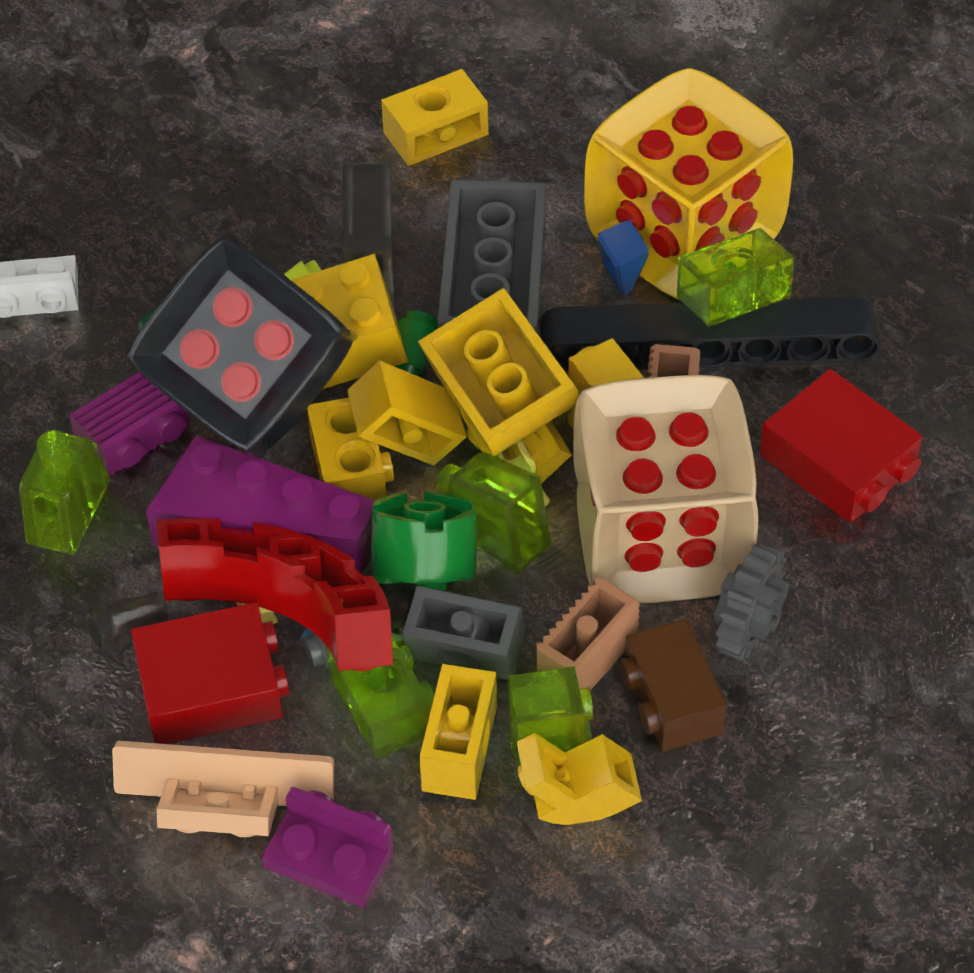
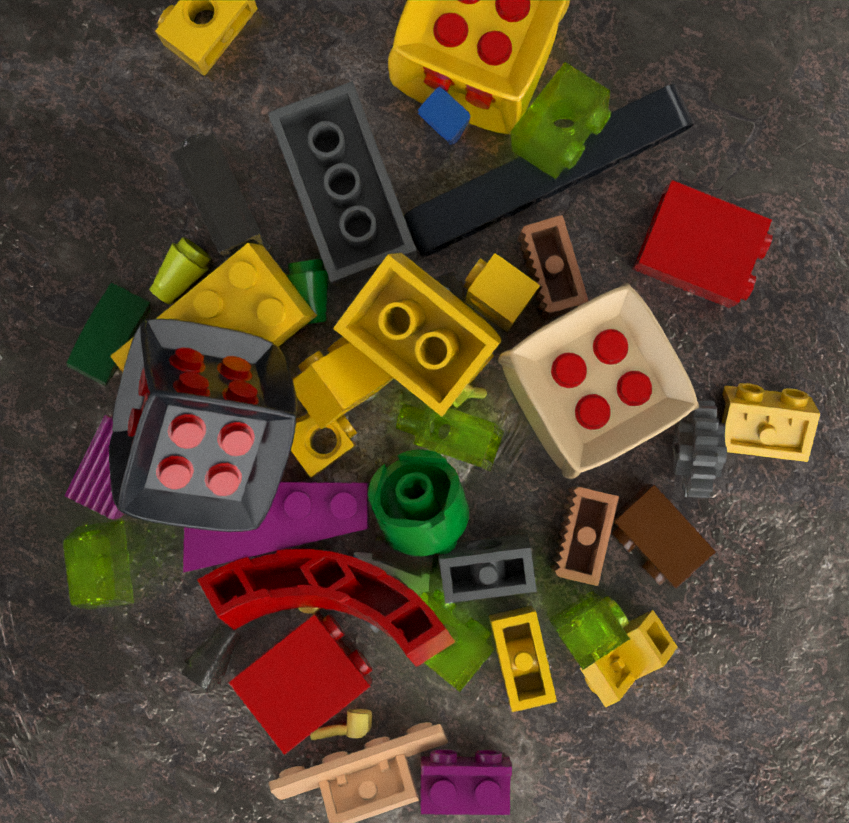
camera: 25 degrees left, 35 degrees up
(243, 739) = (358, 724): none -> light yellow hand
(842, 627) = (769, 422): none -> yellow bracket

